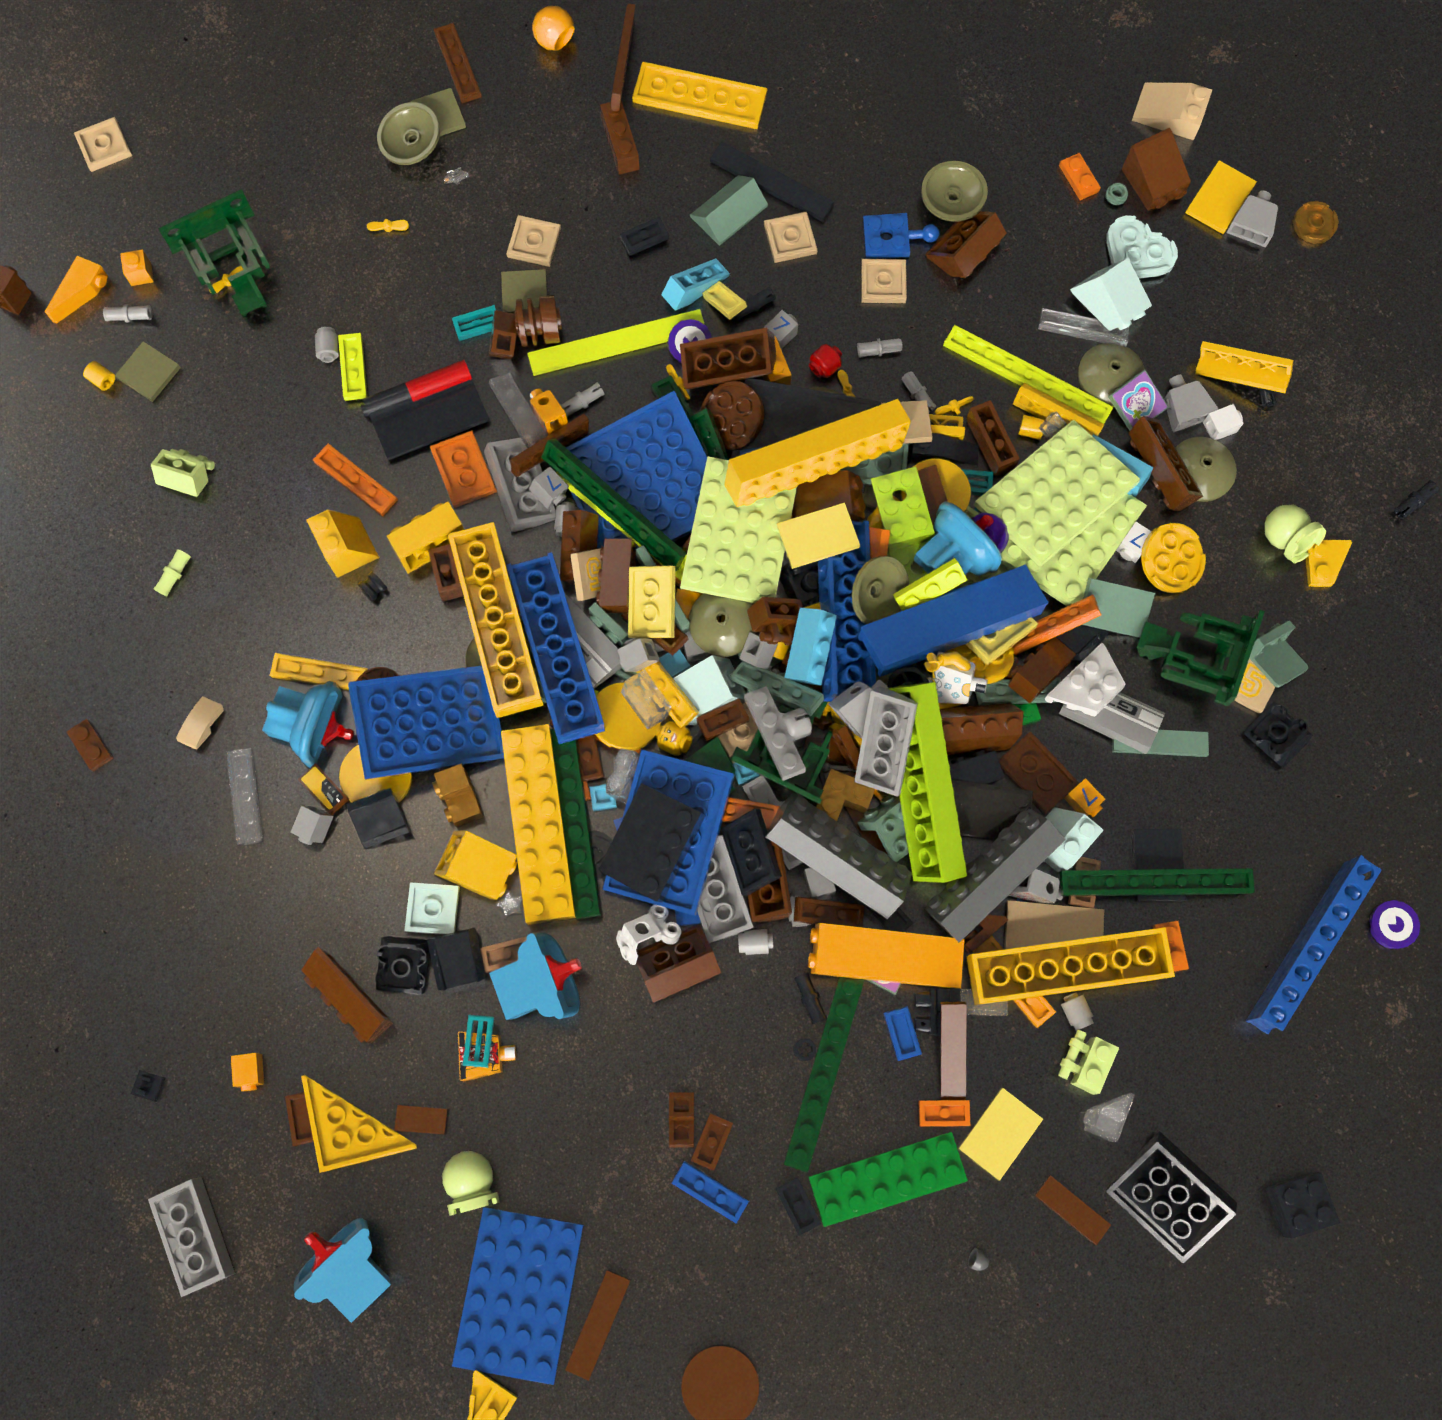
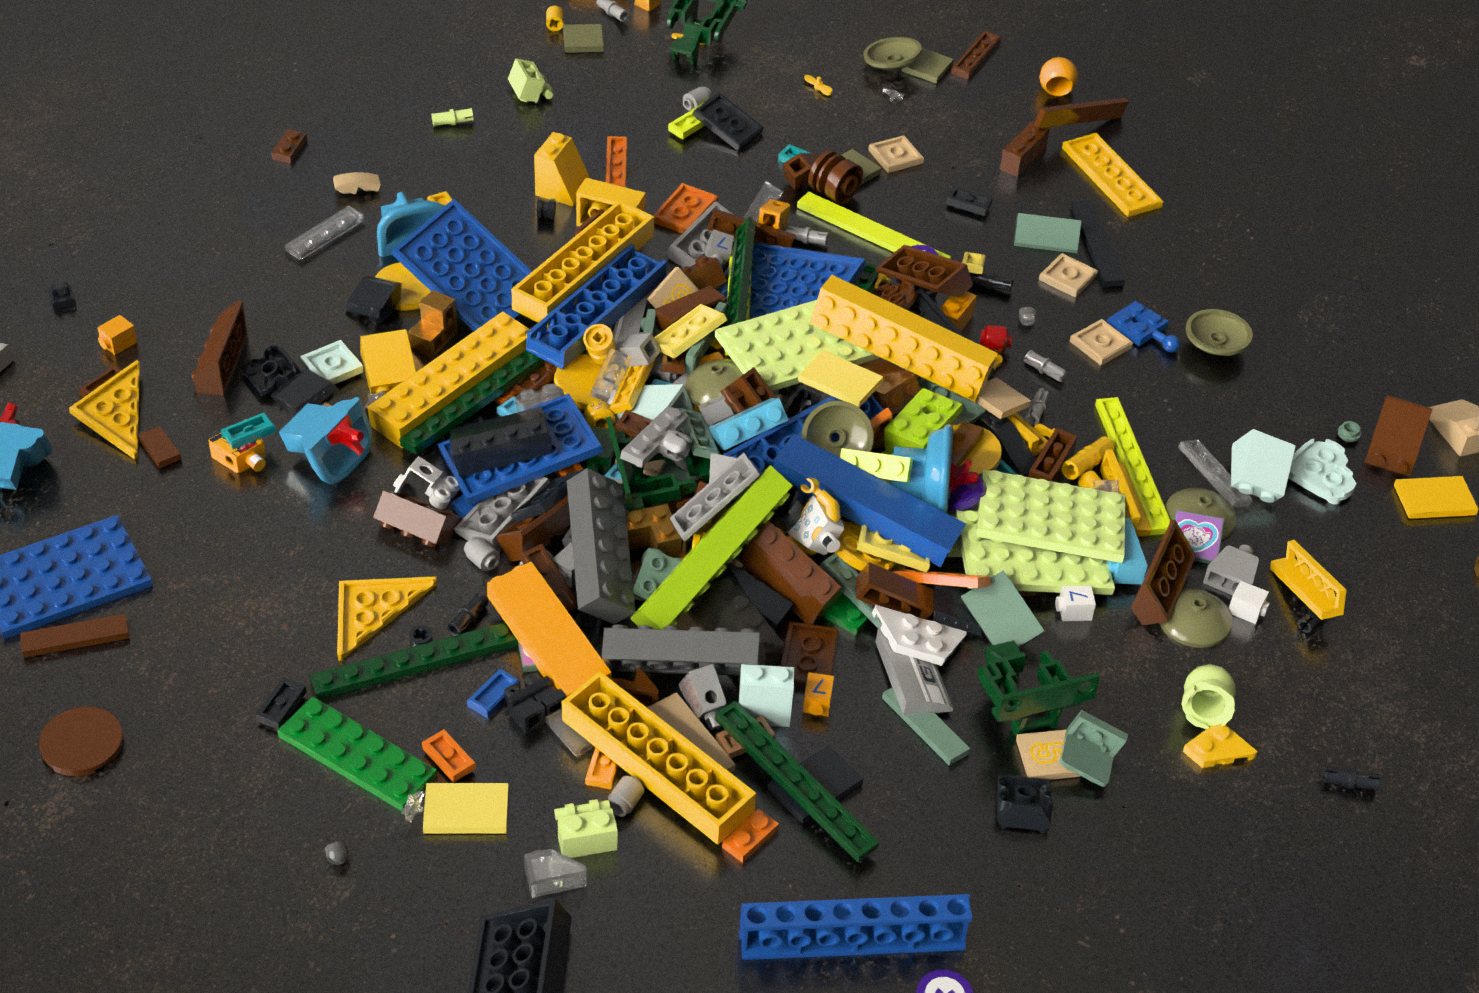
camera: 50 degrees right, 30 degrees down
(311, 825) = (334, 268): light grey brick -> none
(323, 789) = (368, 263): slope -> none
(381, 344) = (728, 121): none -> black tile
(425, 409) = (708, 165): black door -> none
(468, 1182) = (128, 488): yellowish green tile -> none
(608, 682) = (598, 342): none -> yellow wheel
(681, 1120) = (294, 593): reddish brown slope -> none
(689, 285) = (960, 238): medium azure slope -> none
(710, 1192) = (245, 645): blue tile -> none
(711, 1142) = (289, 619): reddish brown plate -> none
(741, 1067) = (373, 604): none -> yellow tile
(784, 327) = (989, 304): light grey brick -> none
(815, 312) = (1027, 316): none -> clear hinge
(953, 1050) = (507, 720): tile -> none
(967, 244) = (1191, 367): reddish brown slope -> none
(976, 1174) = (413, 805): none -> clear piece
(1005, 405) = (1087, 458): none -> yellow axle
(1072, 1210) = (442, 899): reddish brown tile -> none
(1079, 176) = (1333, 404): orange plate -> none
(1173, 558) = (1091, 632): yellow tile -> none
(1255, 219) = (1444, 524): light grey torso -> none

